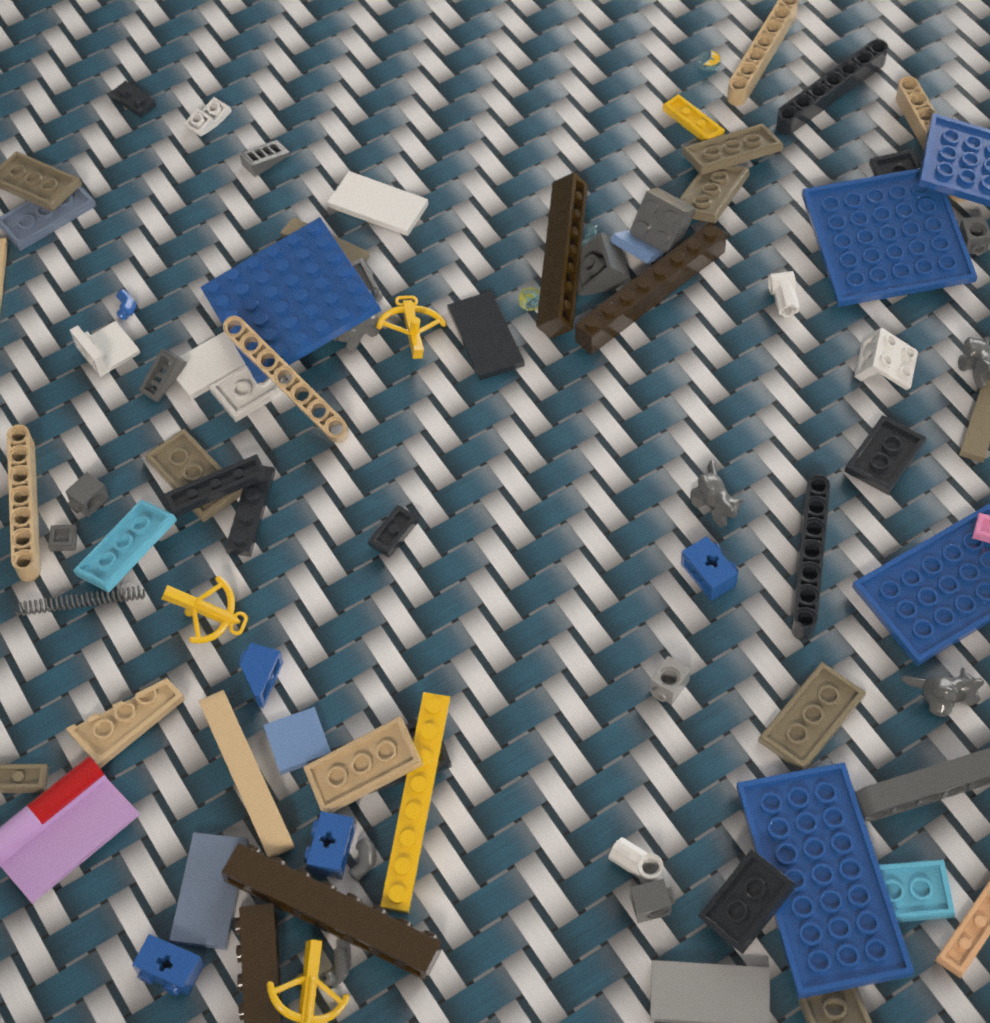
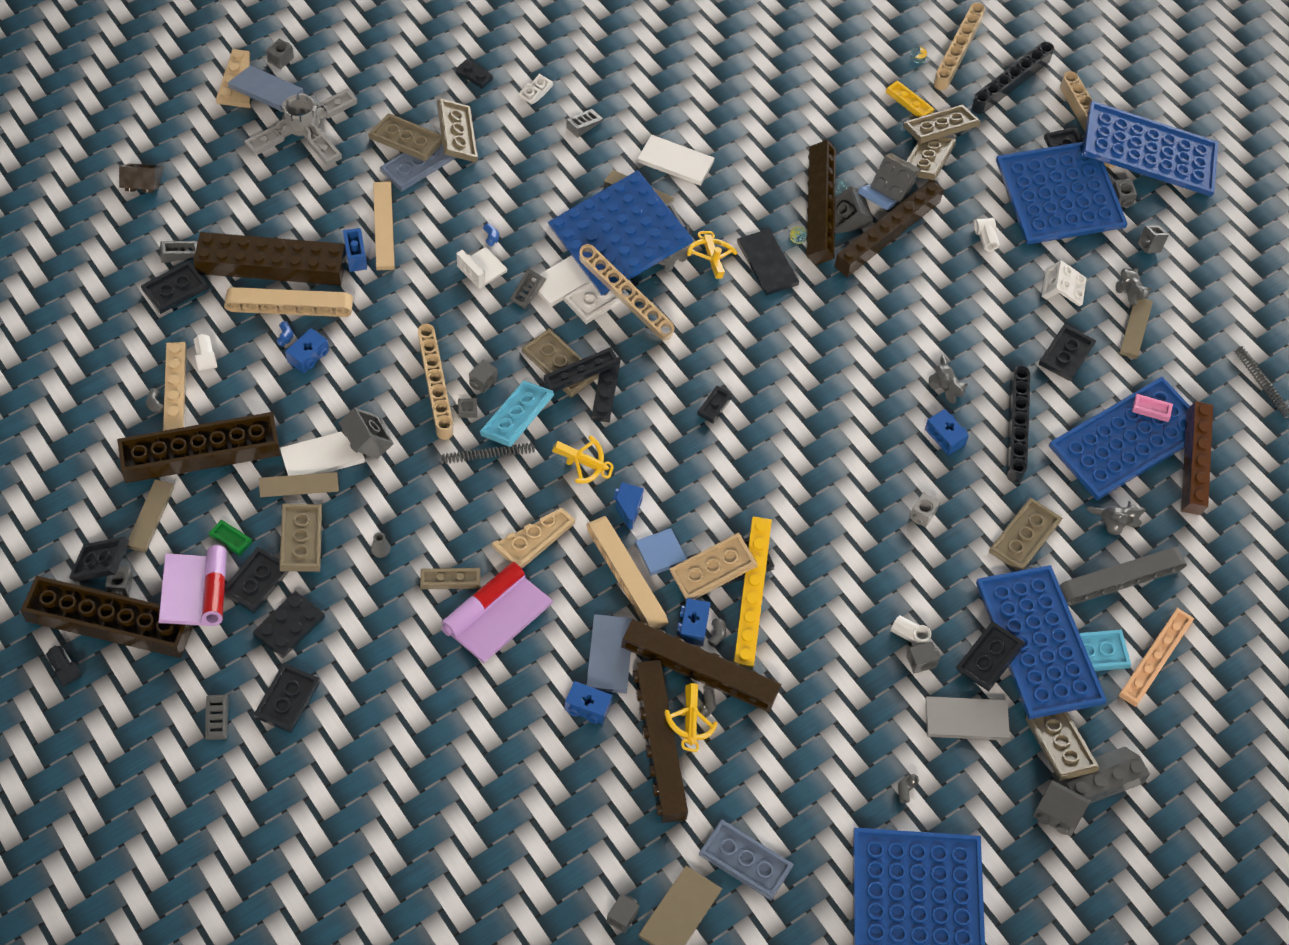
camera: 10 degrees left, 0 degrees up
(98, 171) = (457, 130): none -> dark tan tile

